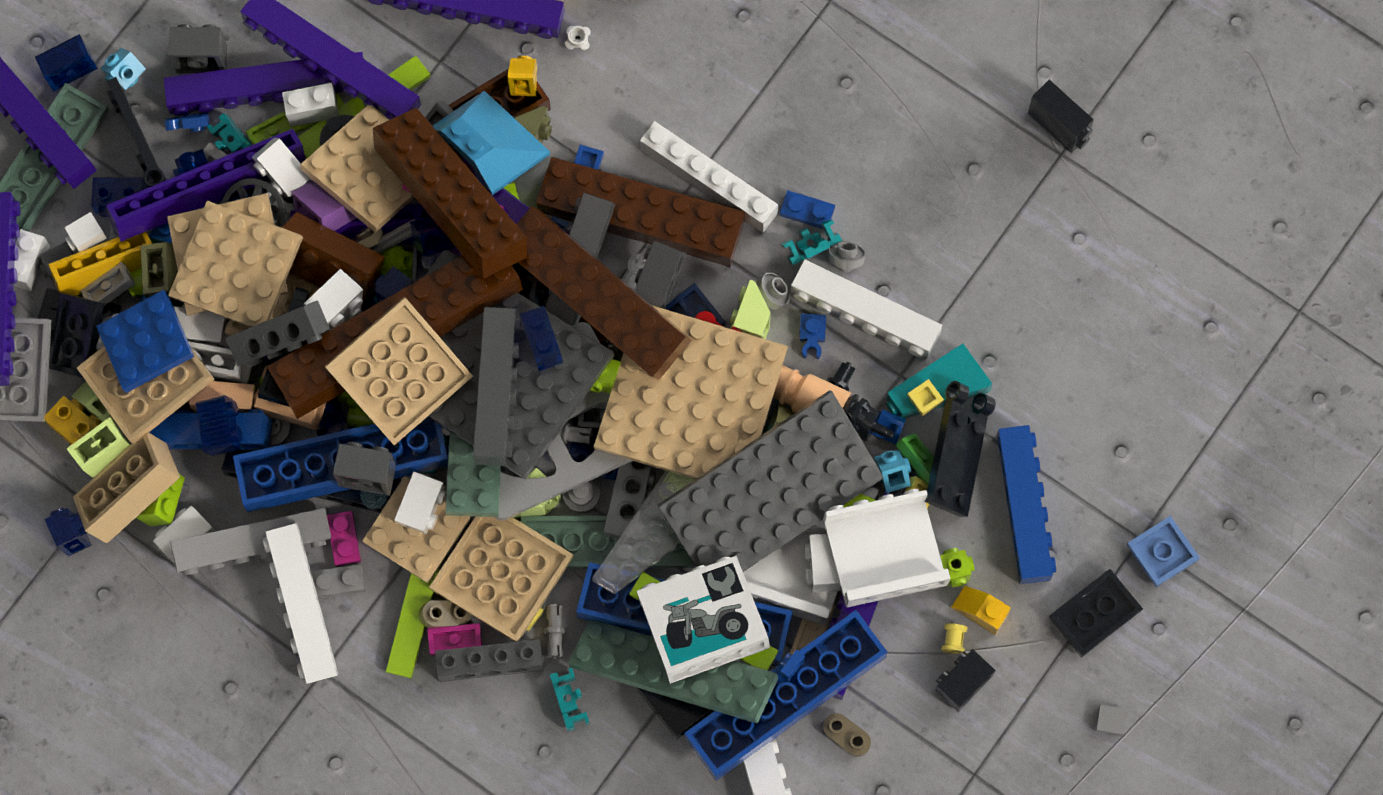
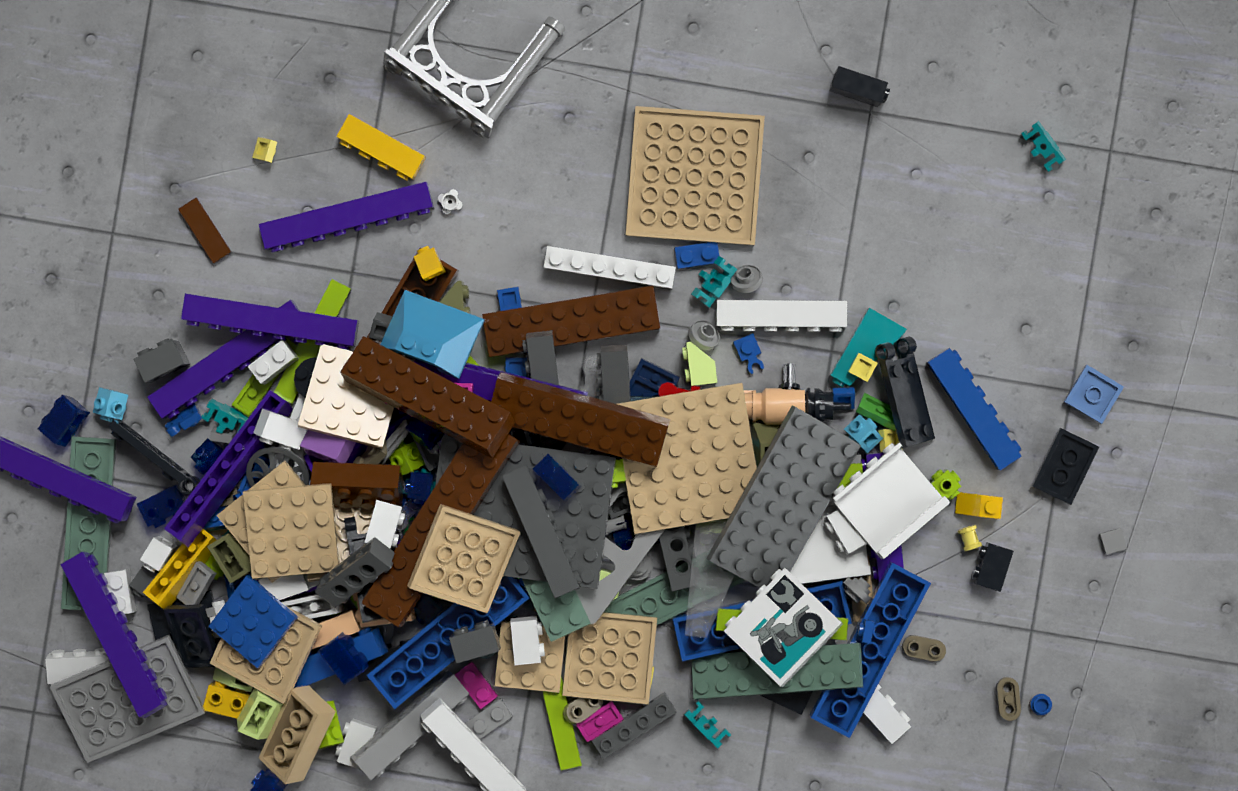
camera: 30 degrees left, 15 degrees up
(554, 631) = (670, 678): light grey pin -> none
(804, 626) = (858, 589): none -> light grey plate
(845, 129) = (695, 175): none -> tan plate
(1230, 256) = (1051, 146): none -> teal piece

